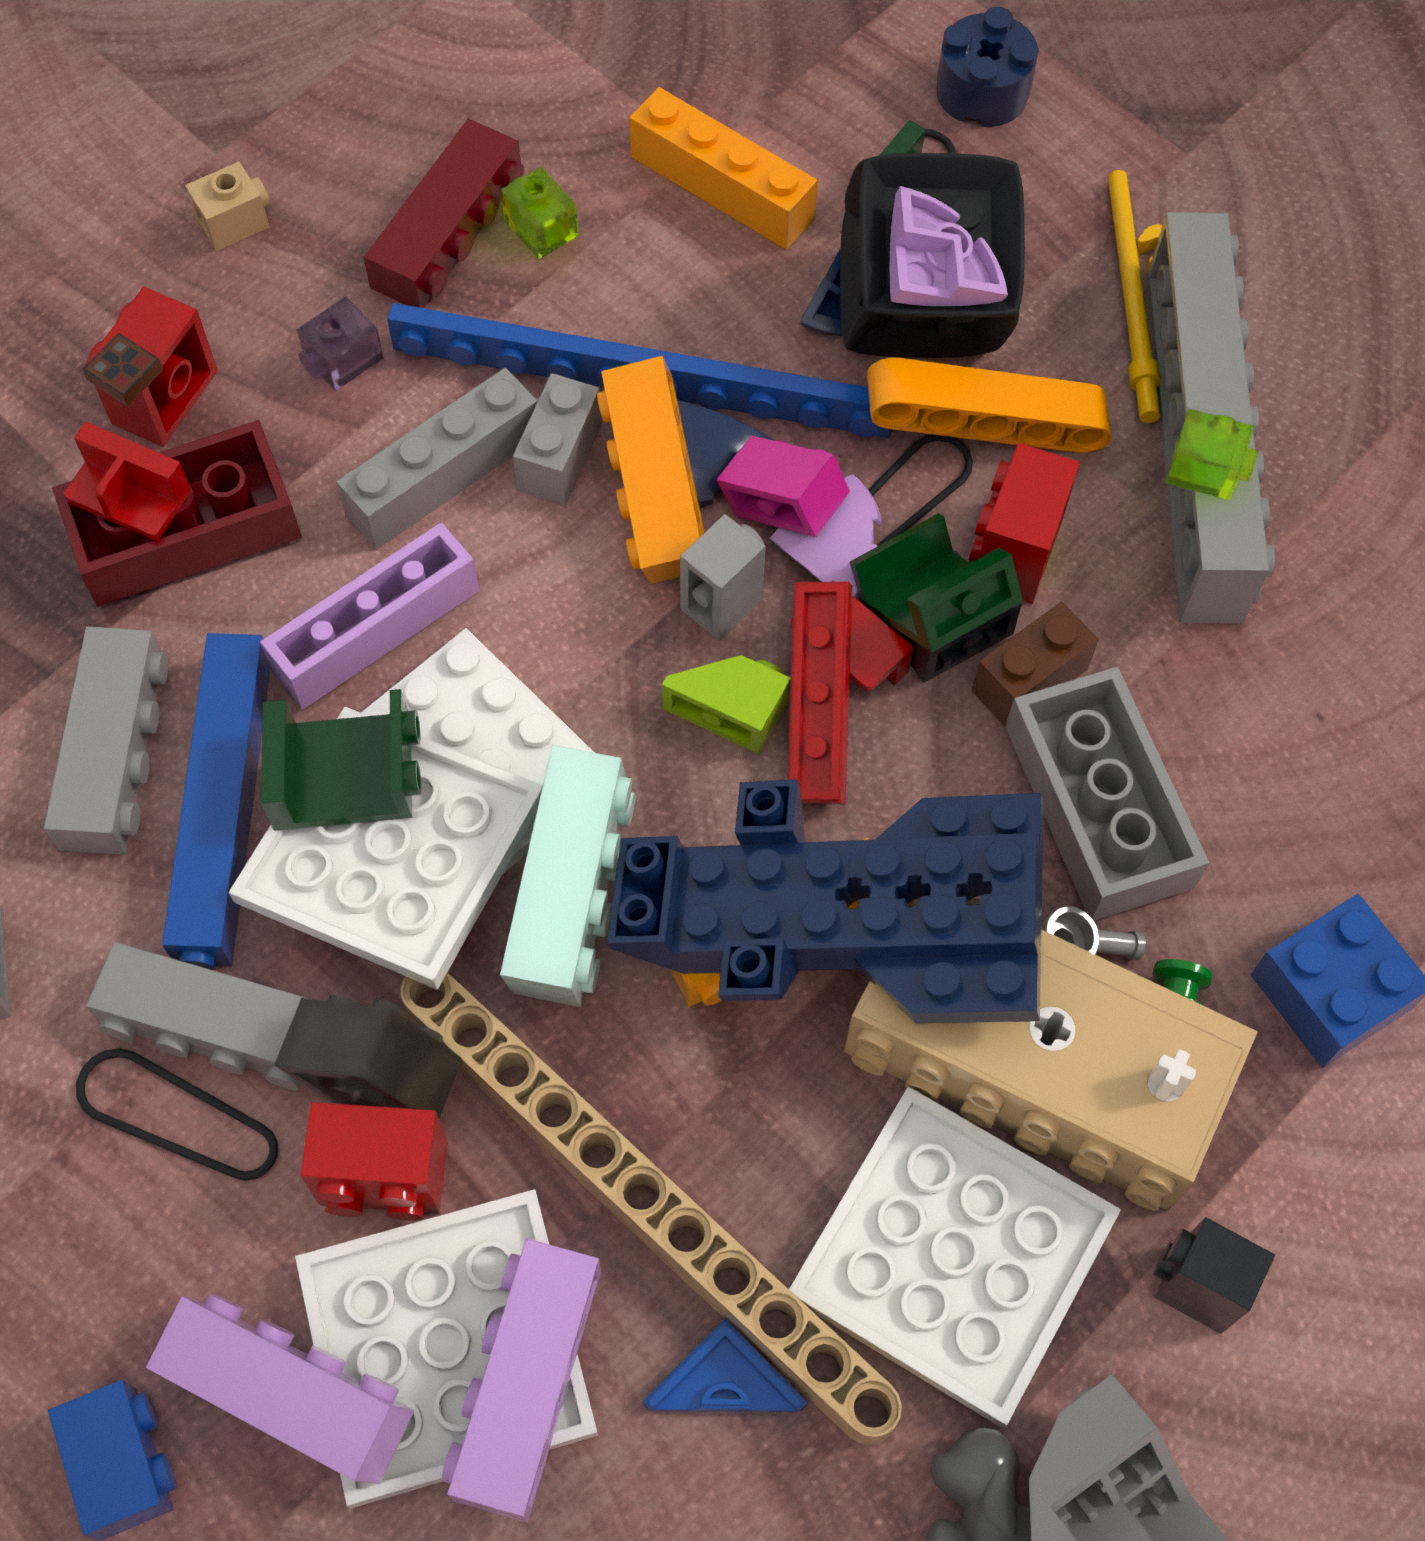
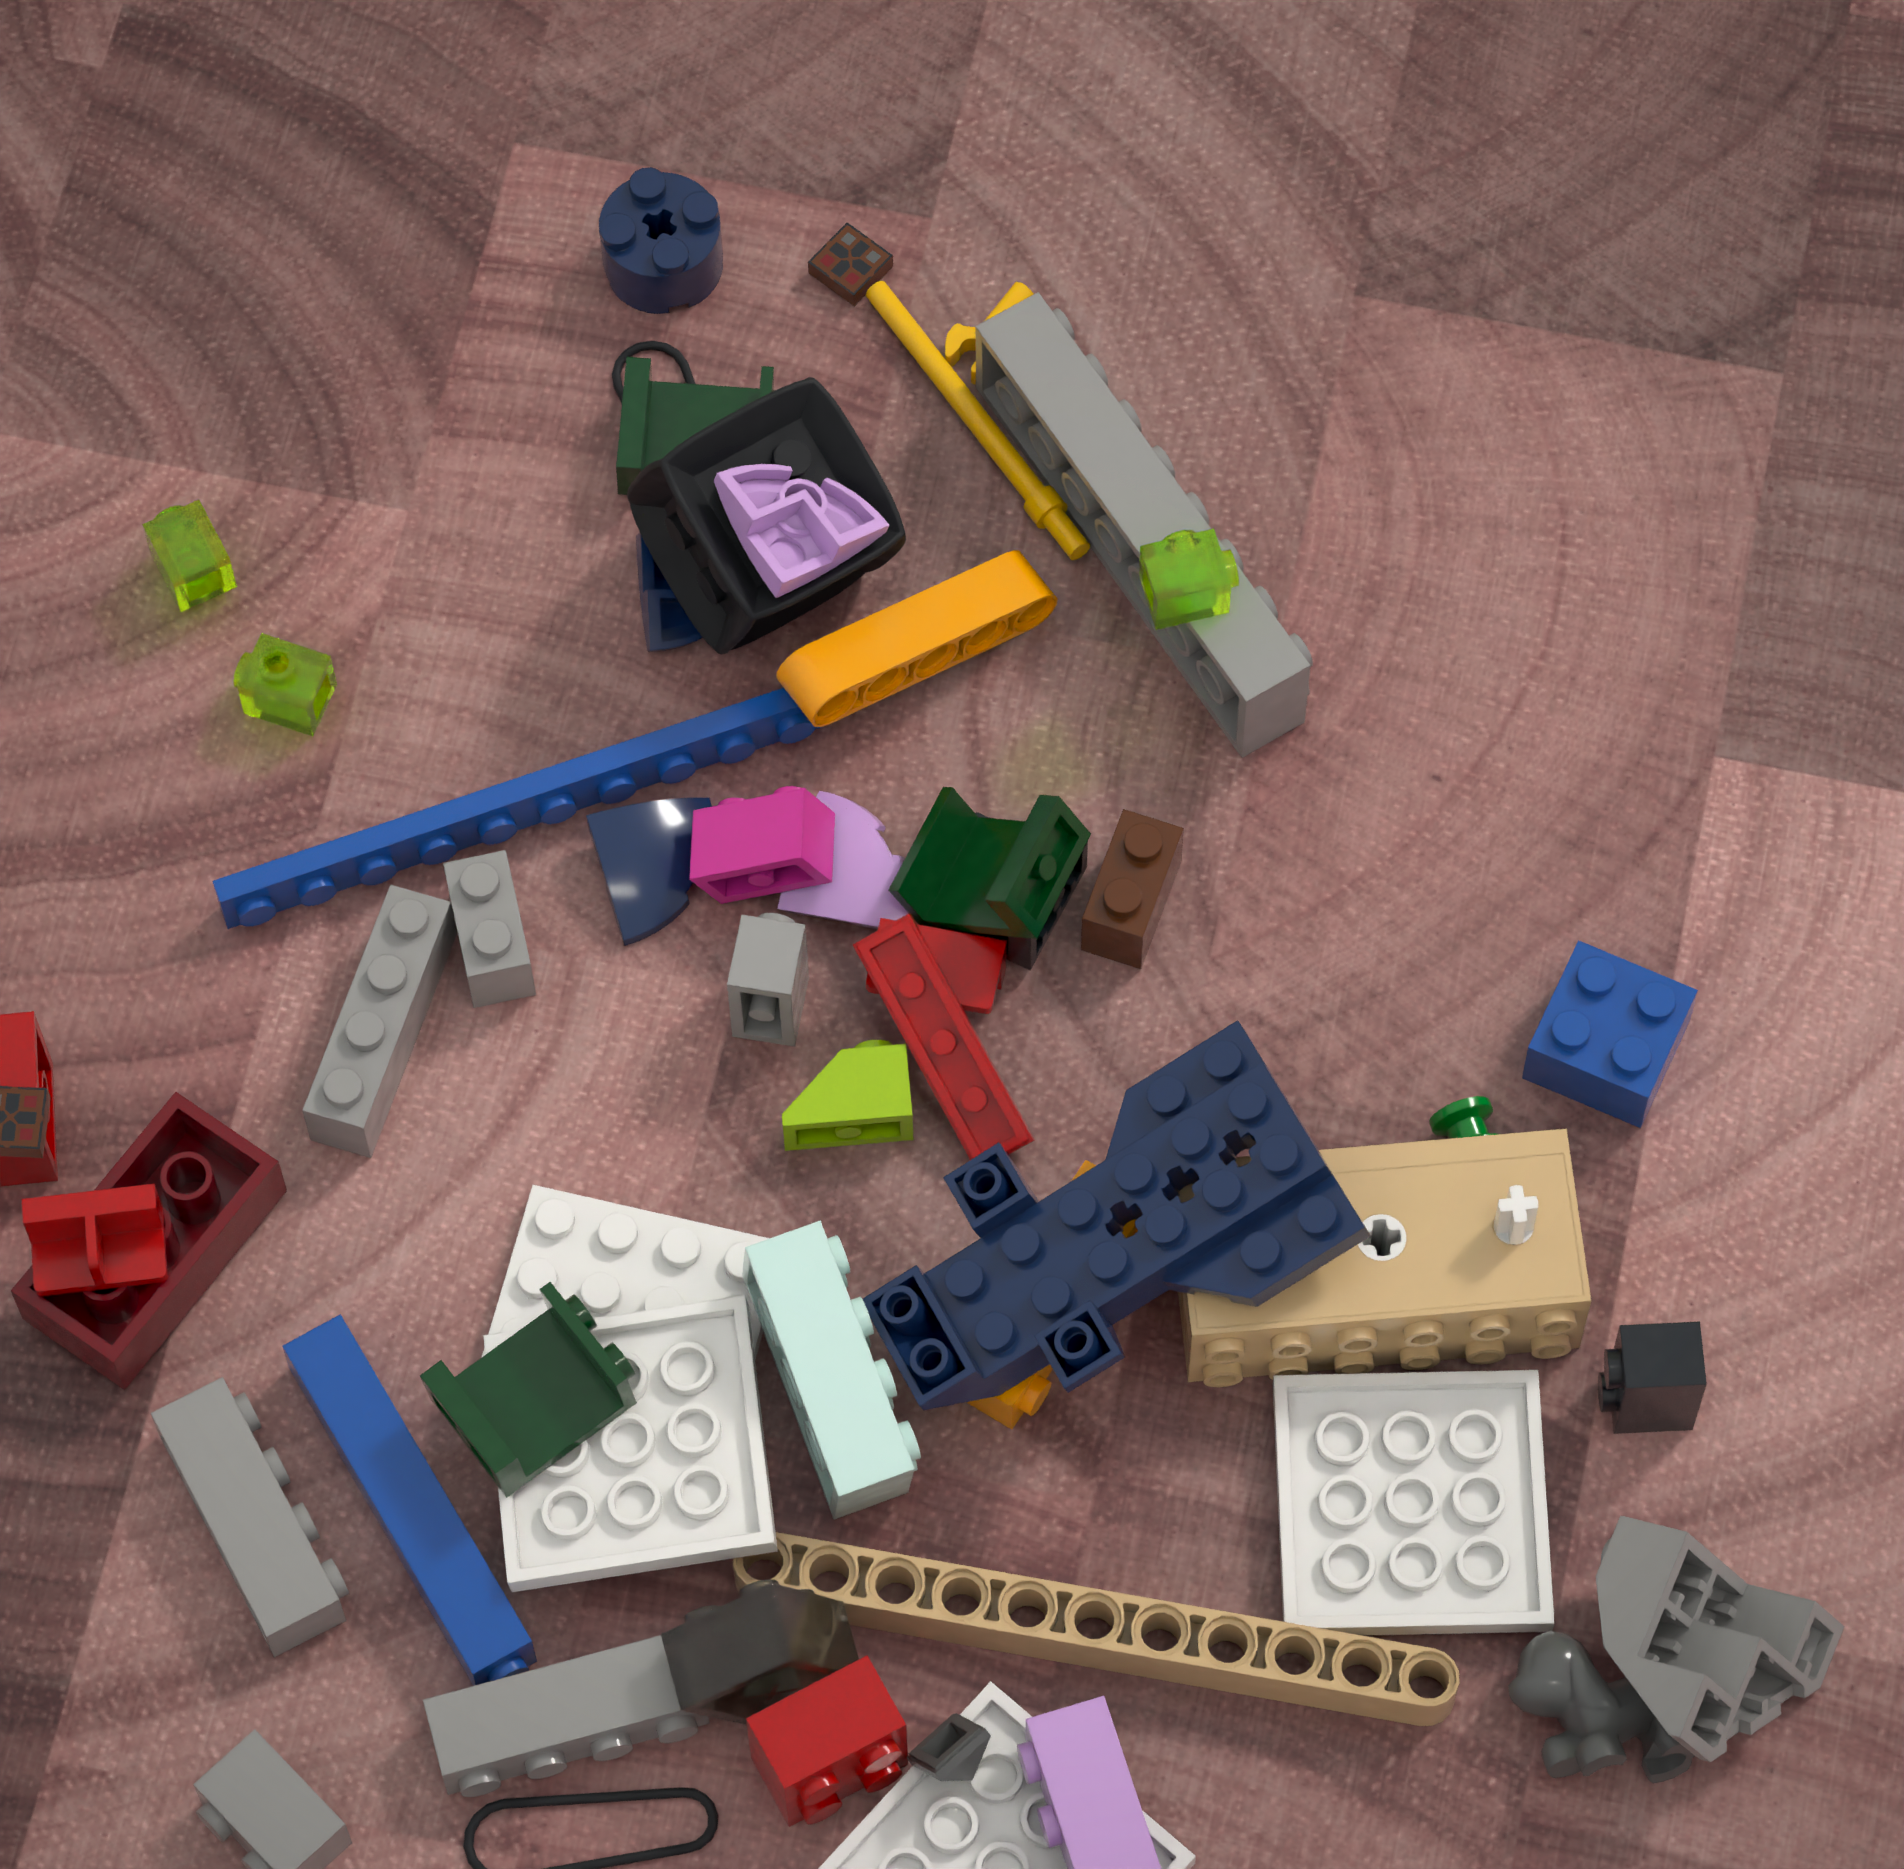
camera: 30 degrees left, 0 degrees up
(339, 344) = (177, 958): clear purple brick -> none
(371, 615) = (434, 1229): lavender brick -> none
(443, 215) = (185, 746): dark red brick -> none
(462, 1225) = (951, 1750): none -> dark grey slope
(533, 88) = (189, 554): none -> clear neon green brick
(653, 465) = (621, 904): light orange brick -> none
(723, 168) = (451, 520): light orange brick -> none
(724, 1377) = (1275, 1741): blue tile -> none
(942, 495) = (917, 768): black piece -> none
(1026, 512) = (1029, 738): red brick -> none
(1080, 929) = (1341, 1130): light grey bar -> none
(1105, 794) = (1289, 977): light grey brick -> none
(1110, 150) = (850, 264): none -> reddish brown tile

